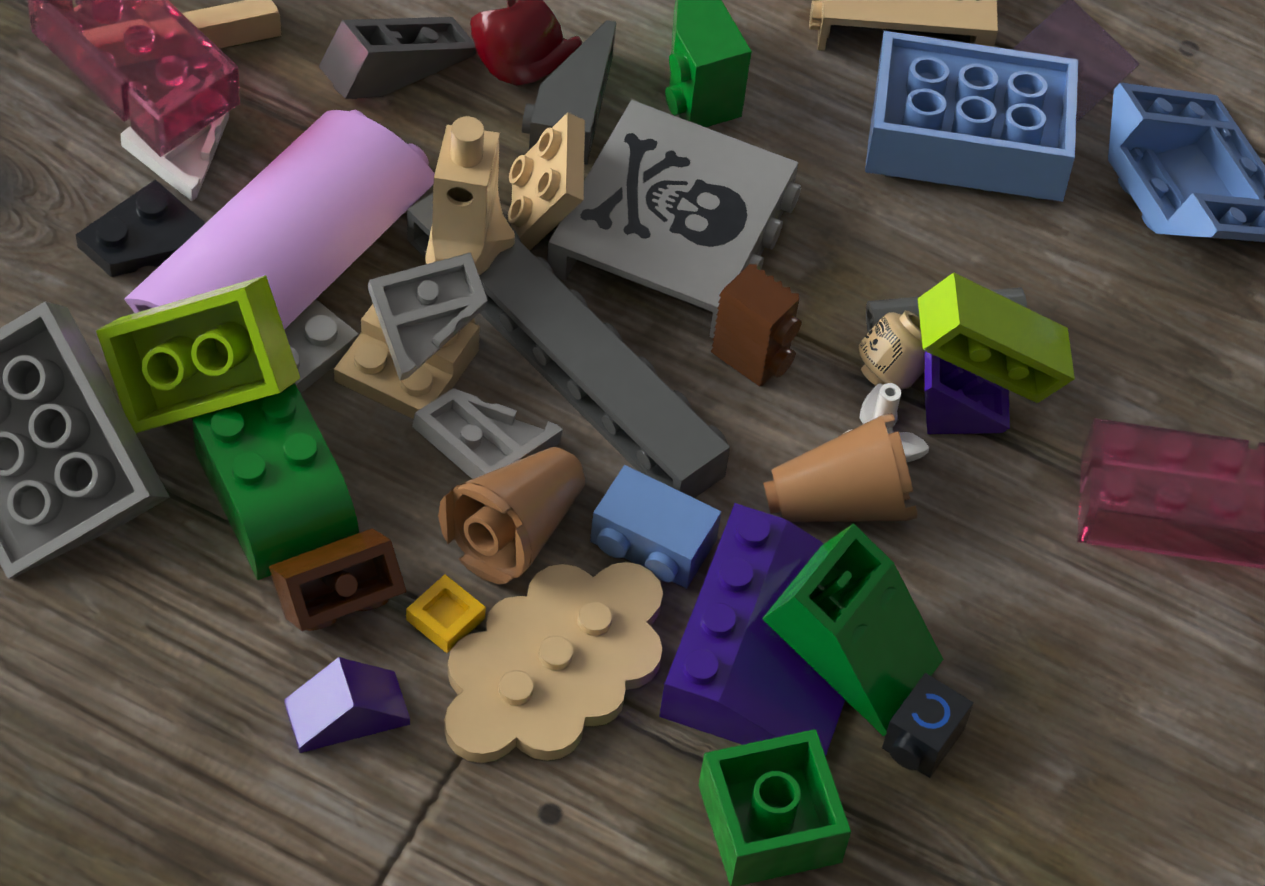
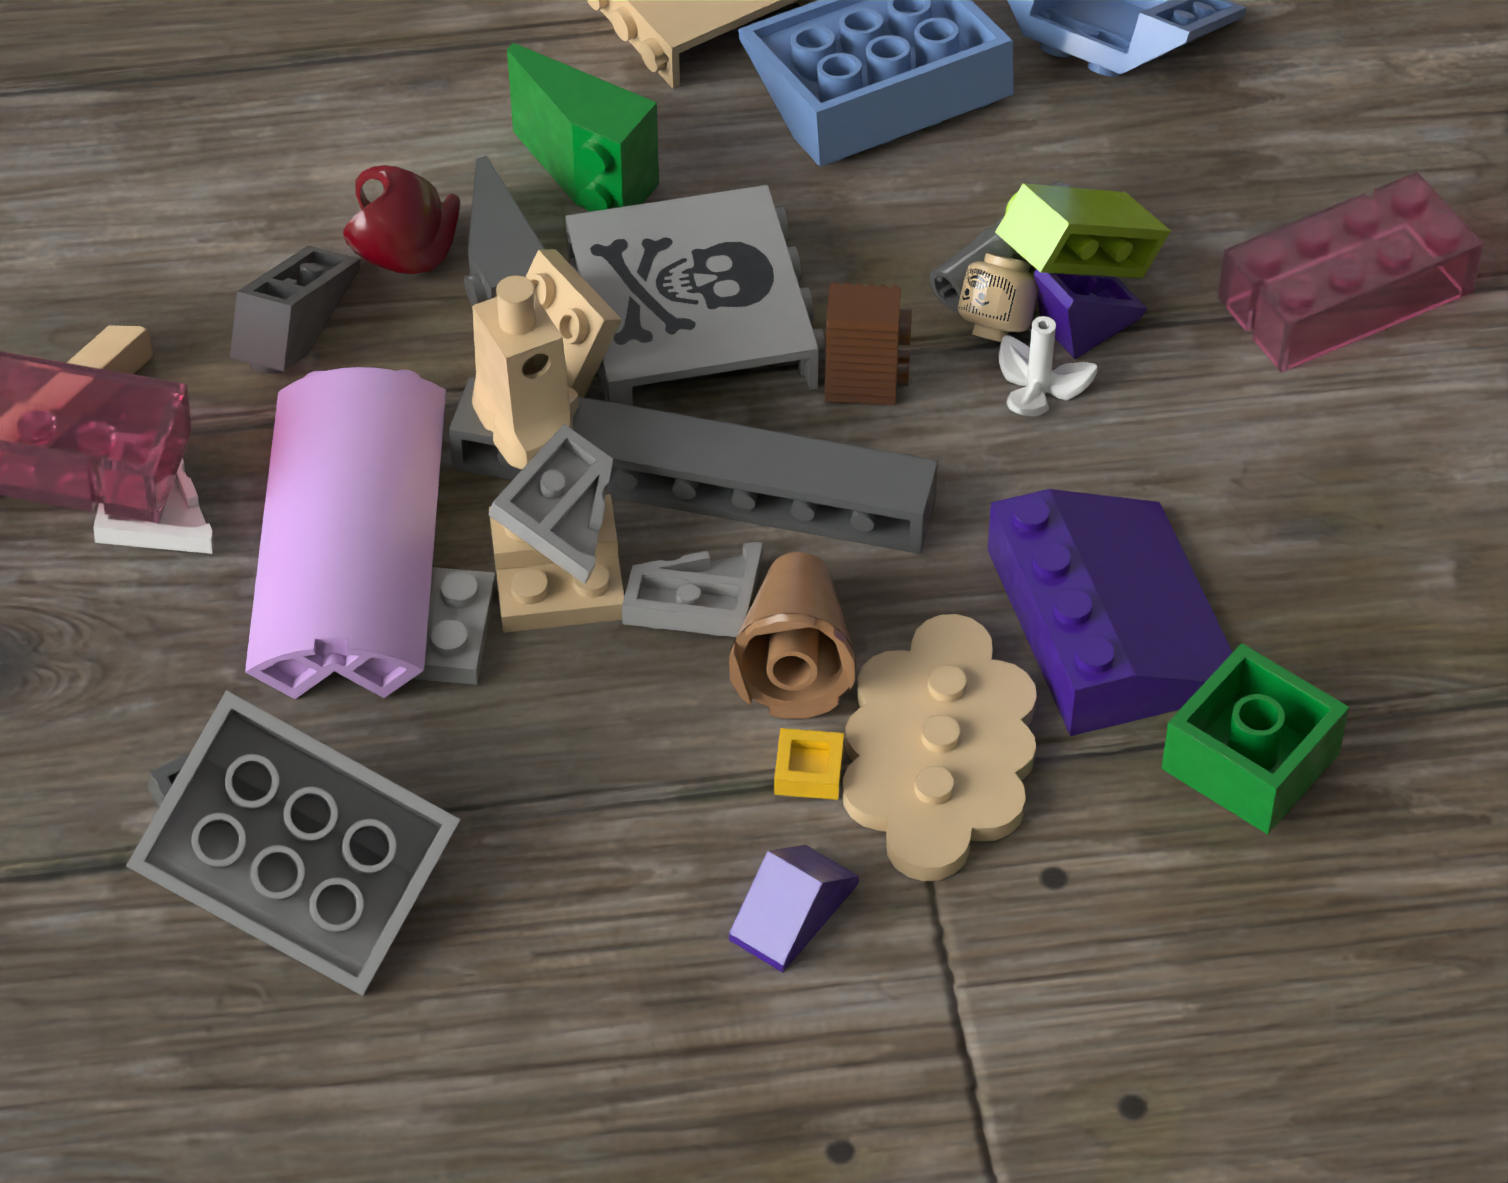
camera: 30 degrees left, 5 degrees down
(139, 231) = (192, 608): black wing -> none
(199, 354) = (391, 664): lime brick -> none
(274, 478) = (544, 744): green brick -> none
(338, 580) = (691, 791): reddish brown brick -> none
(655, 526) = (926, 572): medium blue brick -> none
(846, 479) = (1063, 424): medium nougat cone -> none
(857, 626) = (1184, 539): green slope -> none
(927, 725) = (1310, 593): black brick -> none

